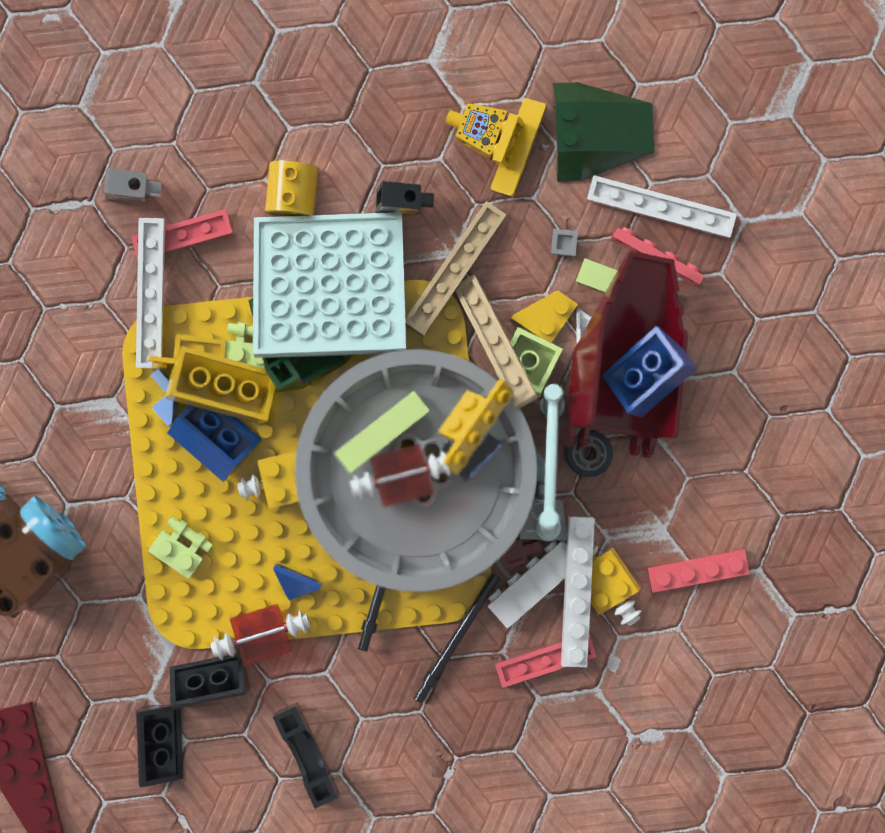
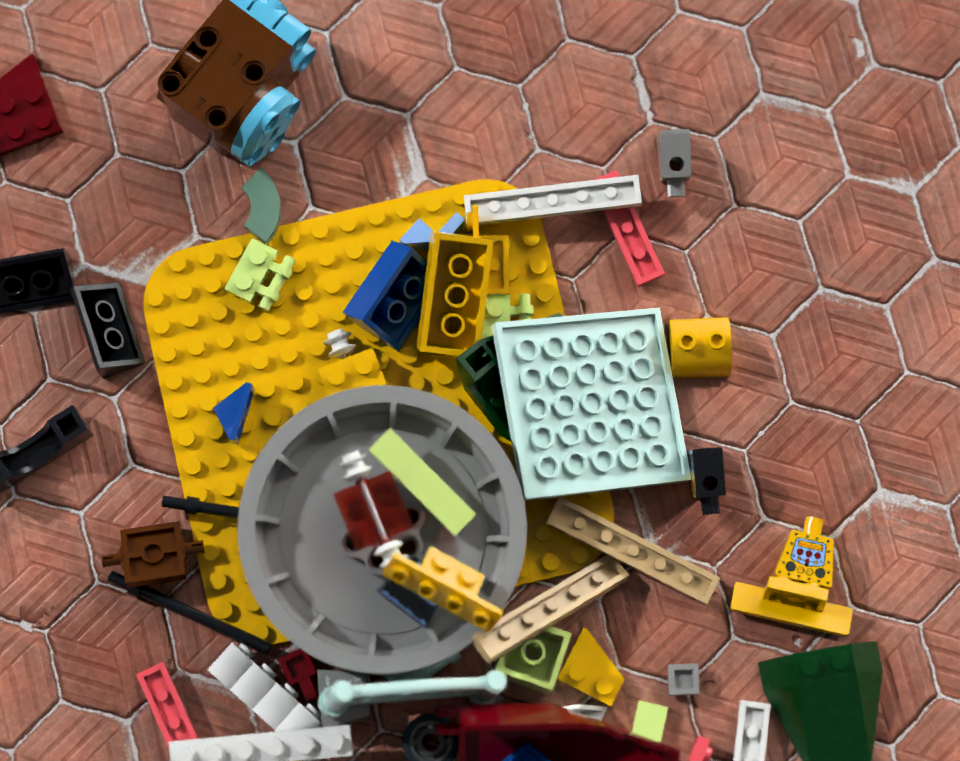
camera: 85 degrees right, 10 degrees down
(121, 536) = (265, 206): none -> sand green tile
(260, 635) = (167, 380): clear red plate -> none
(405, 663) = (153, 554): none -> reddish brown plate

